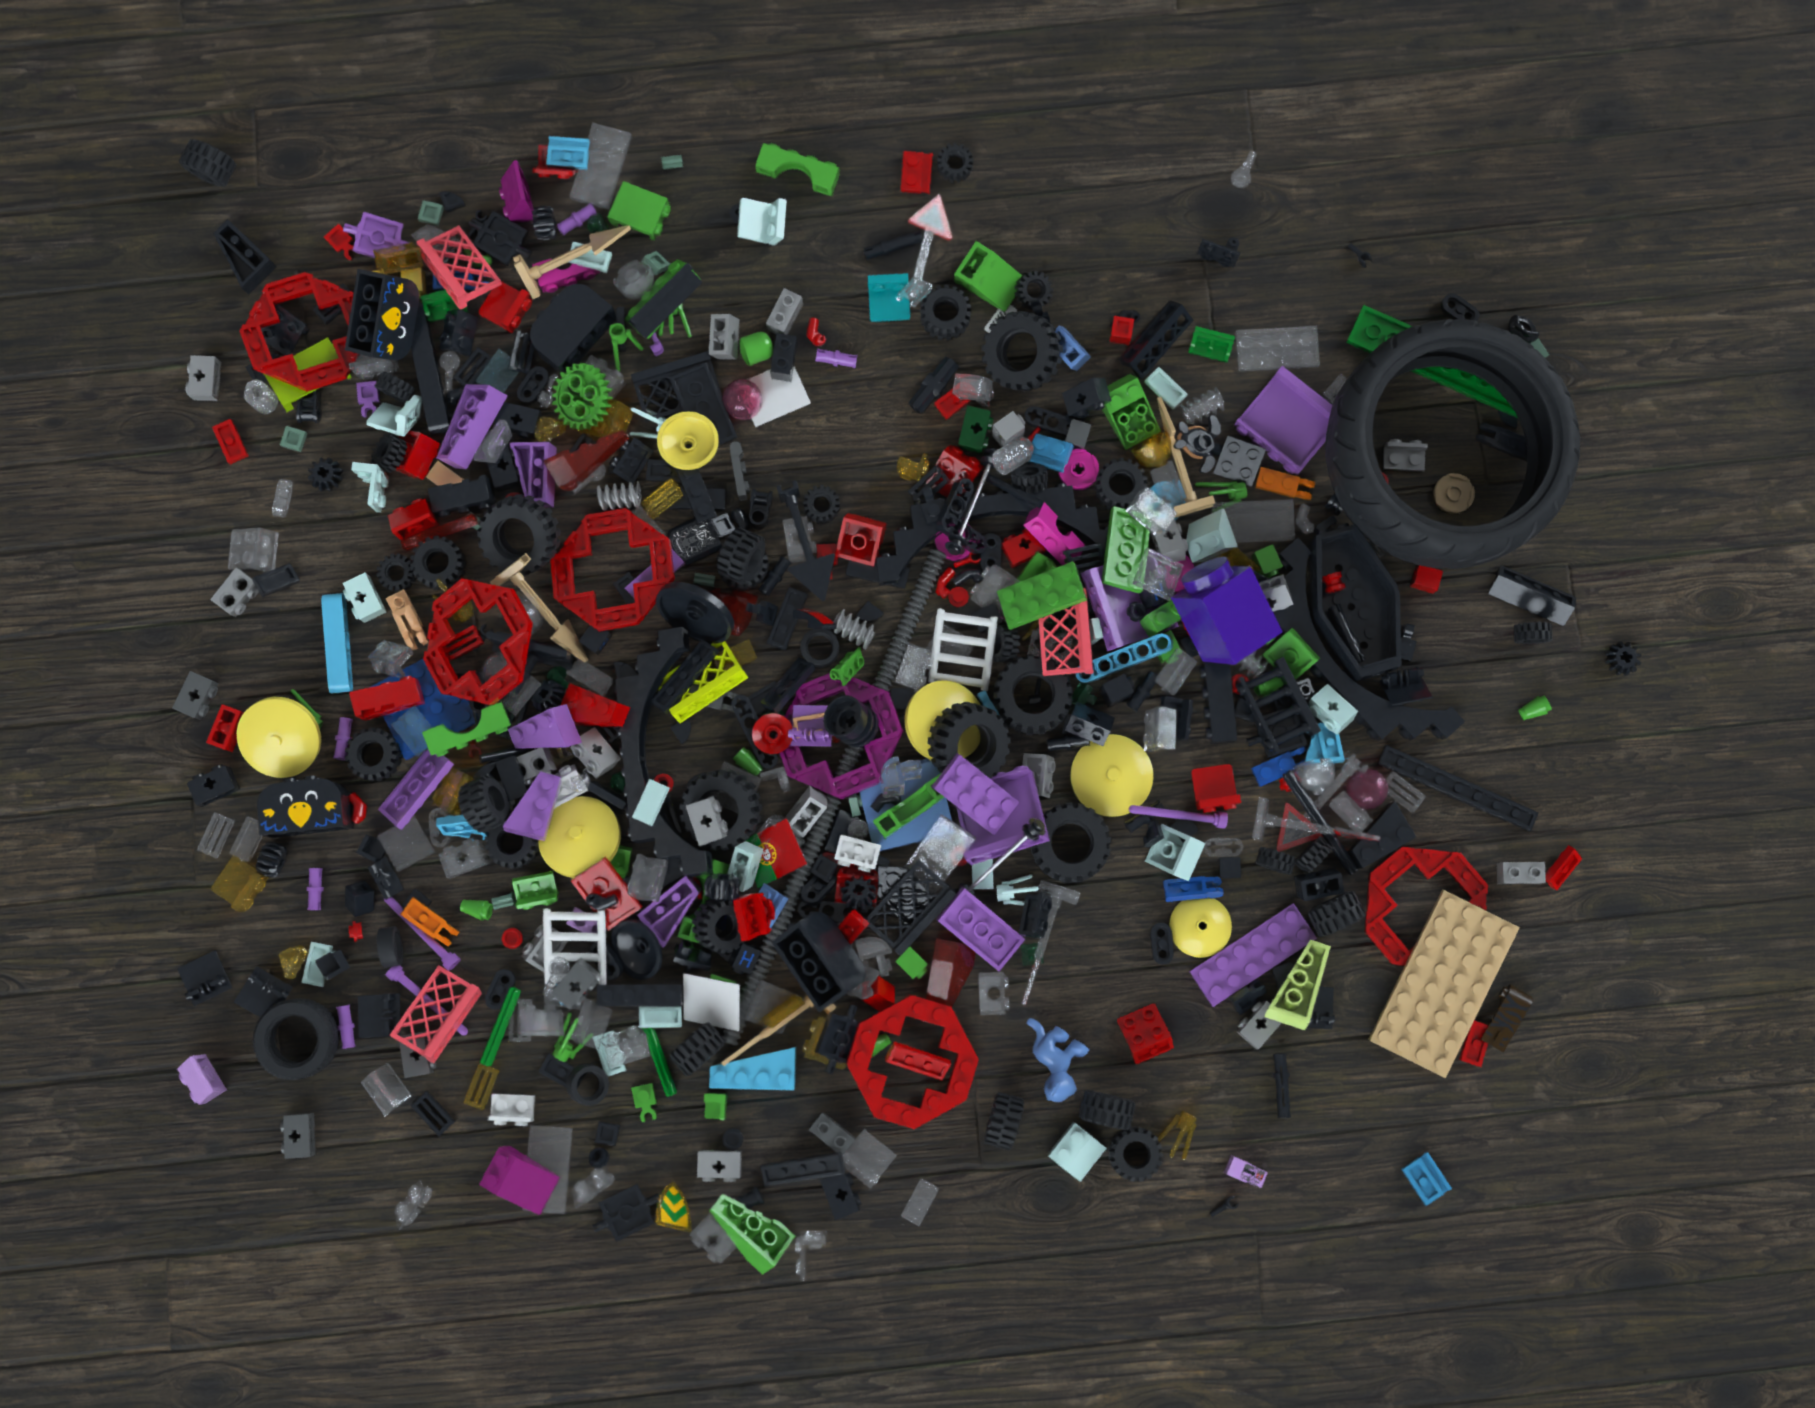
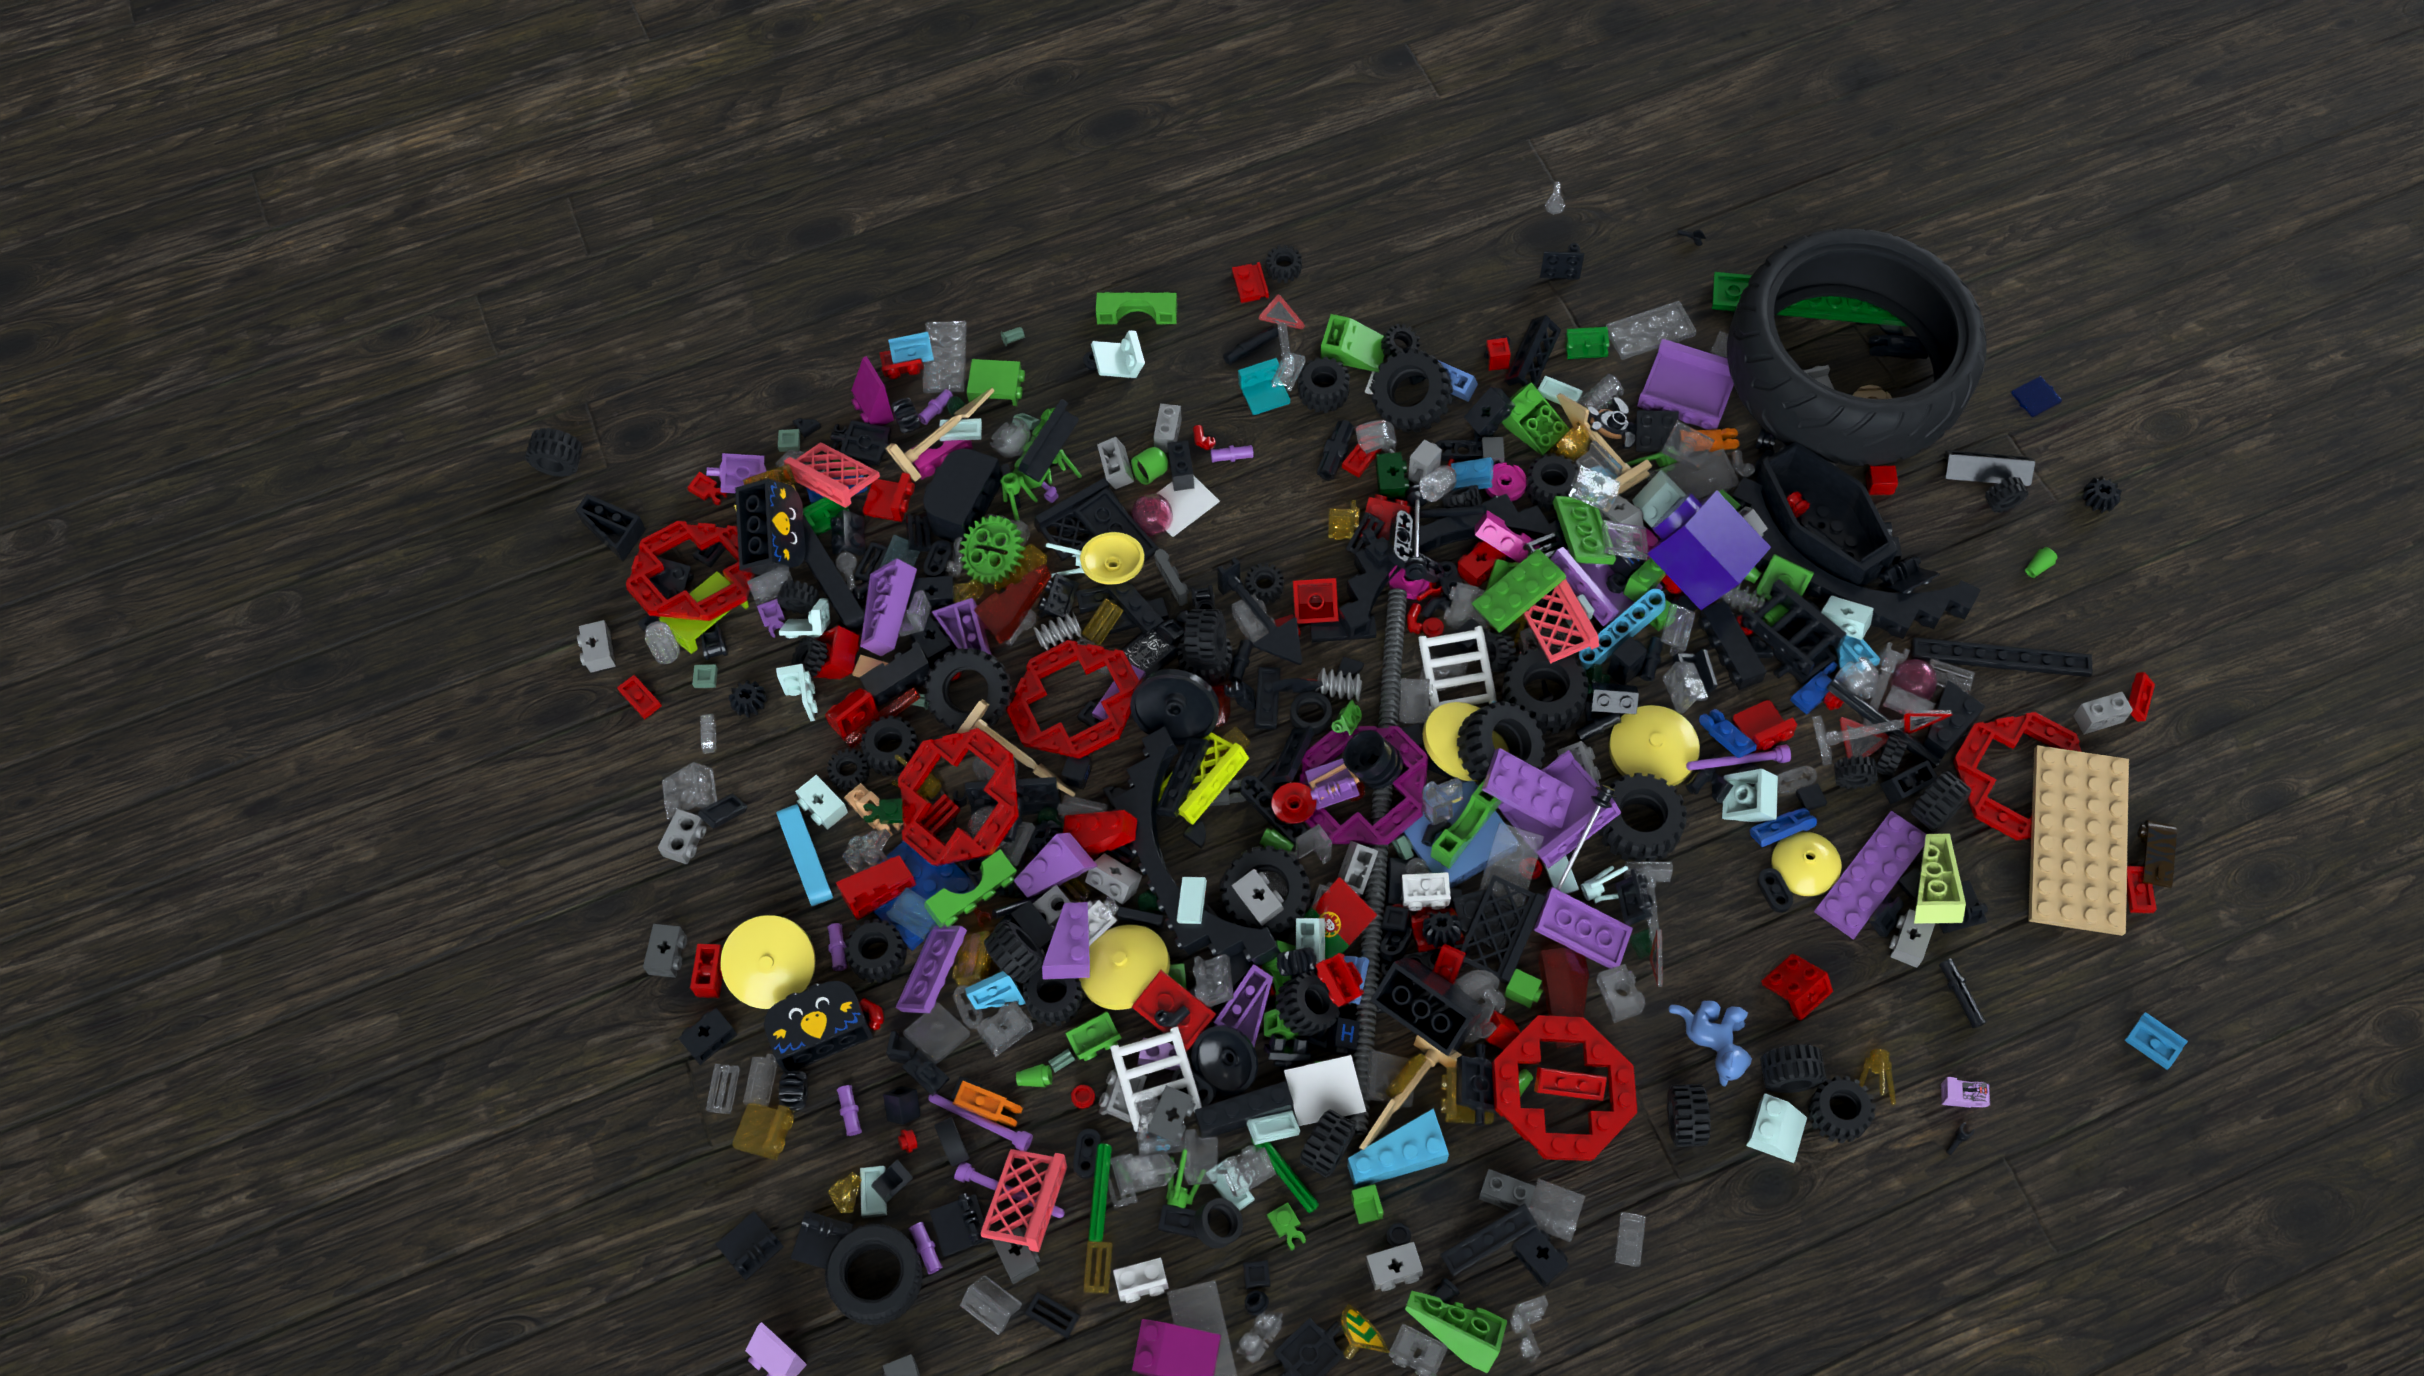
camera: 15 degrees left, 20 degrees down
(415, 632) = (888, 811): none -> dark green plate
(1179, 788) = (1727, 734): none -> blue hinge
(1259, 489) = (1687, 446): none -> clear plate
(1612, 534) = (2036, 396): none -> clear blue piece

